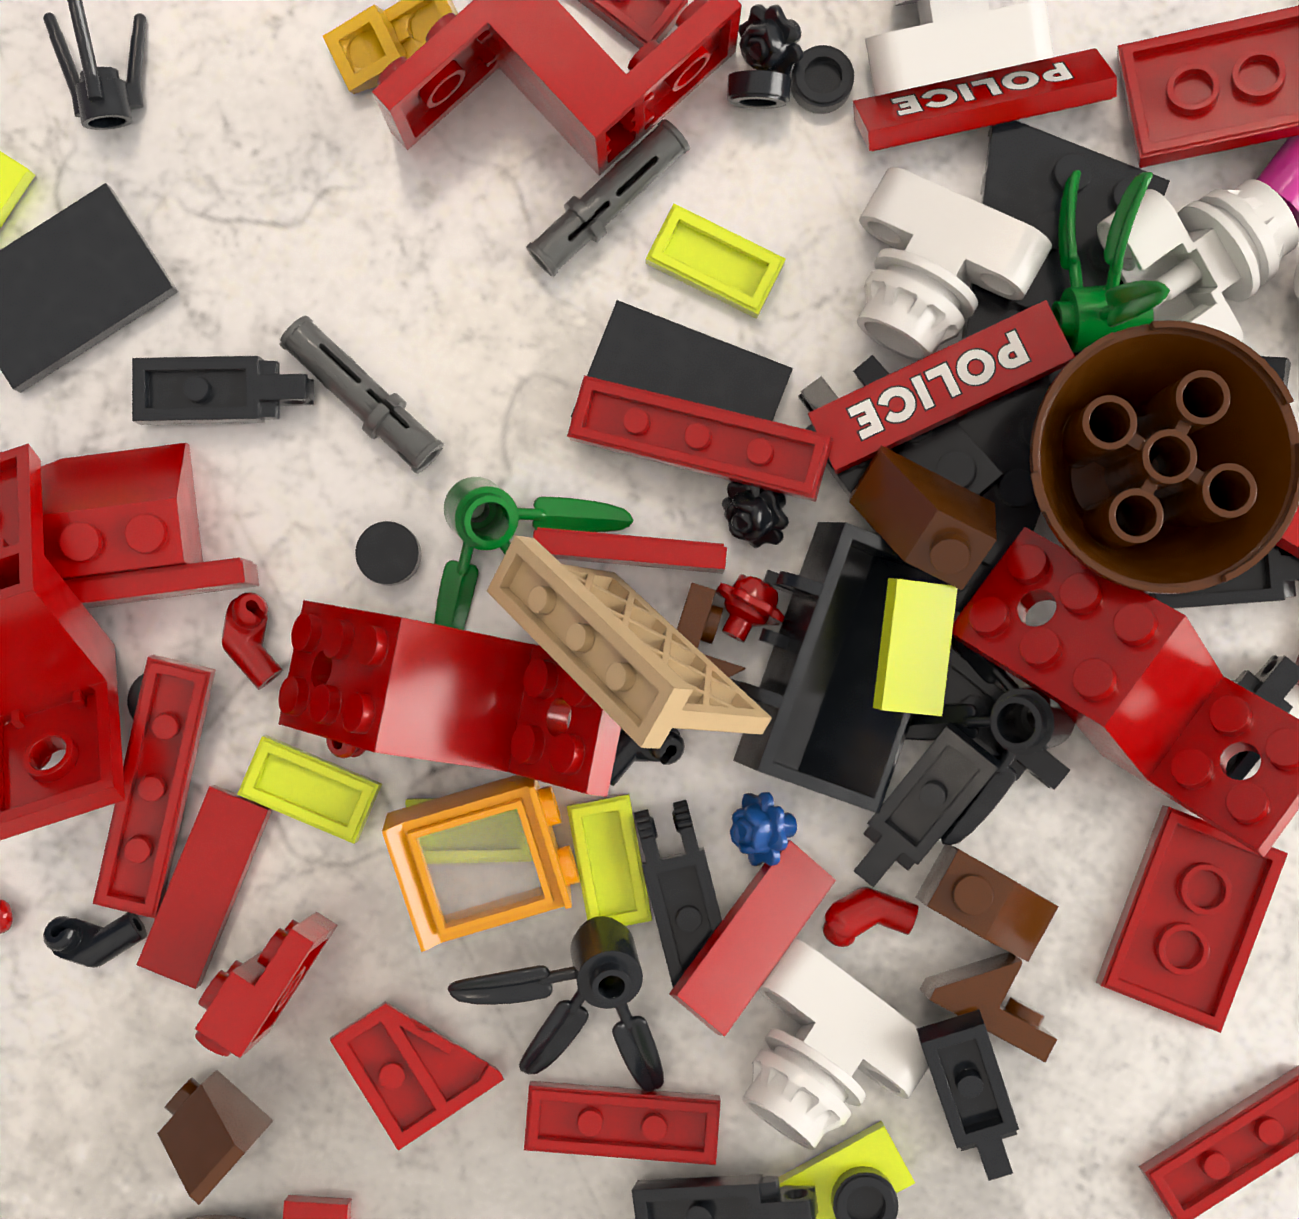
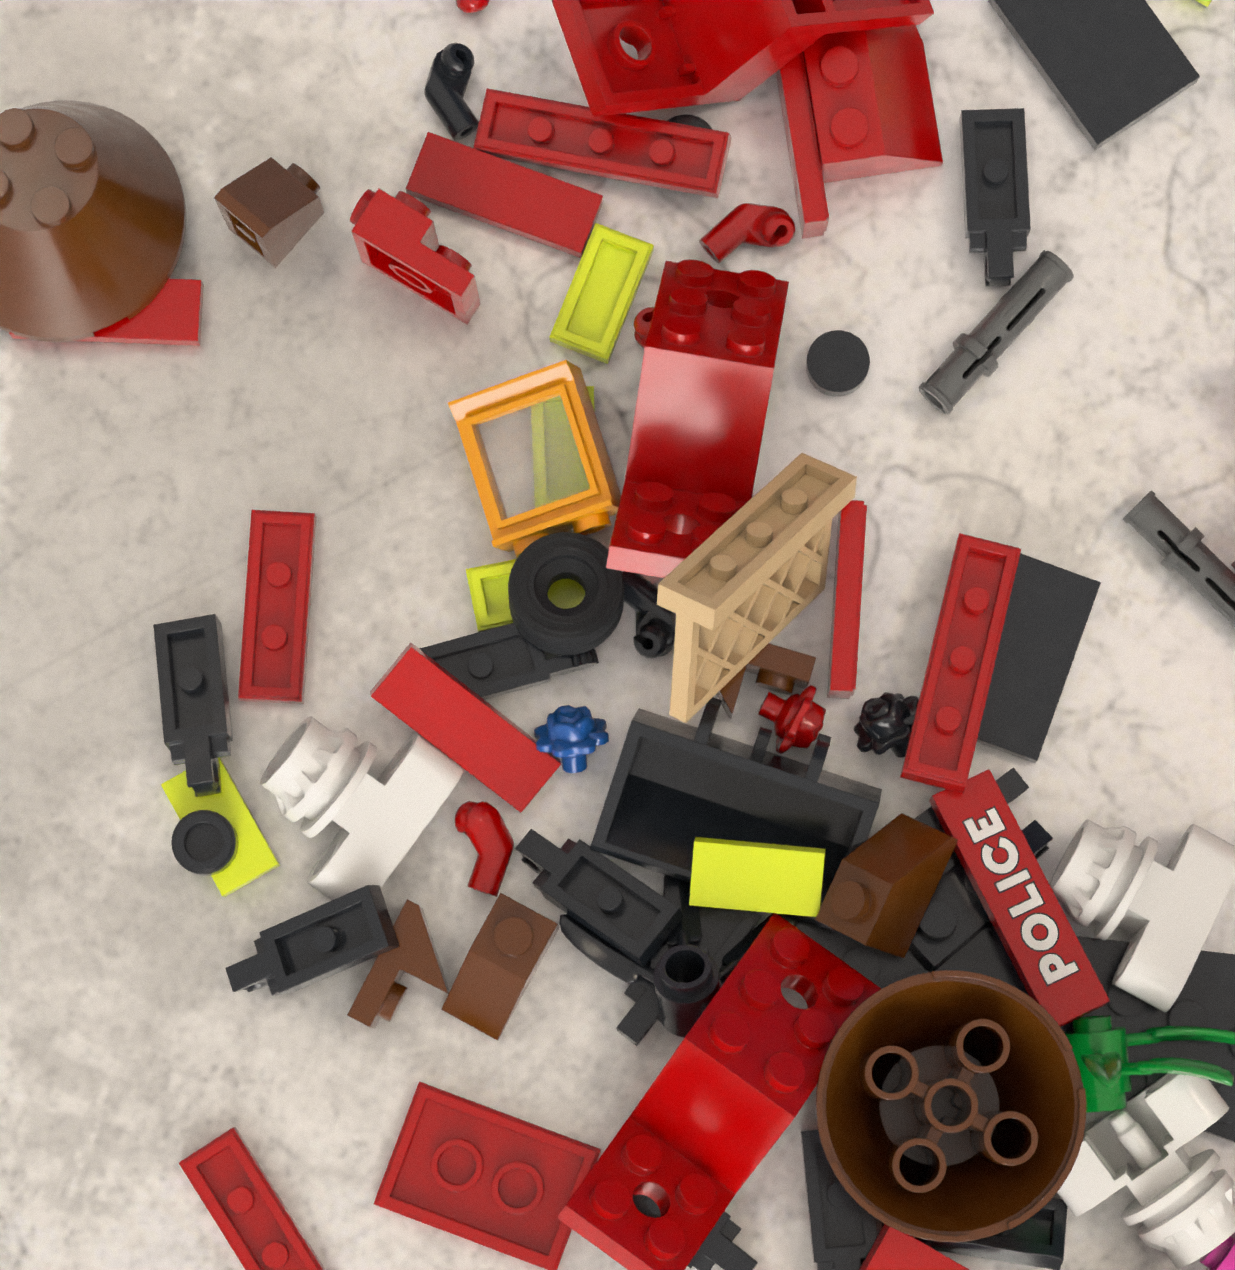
camera: 90 degrees right, 5 degrees down
(410, 1071) = (327, 397): red wing -> none
(497, 527) = (871, 469): green plant -> none
(606, 977) = (427, 579): black plant -> none
(614, 871) = (559, 629): none -> black tyre
(715, 261) = (1145, 682): neon yellow tile -> none

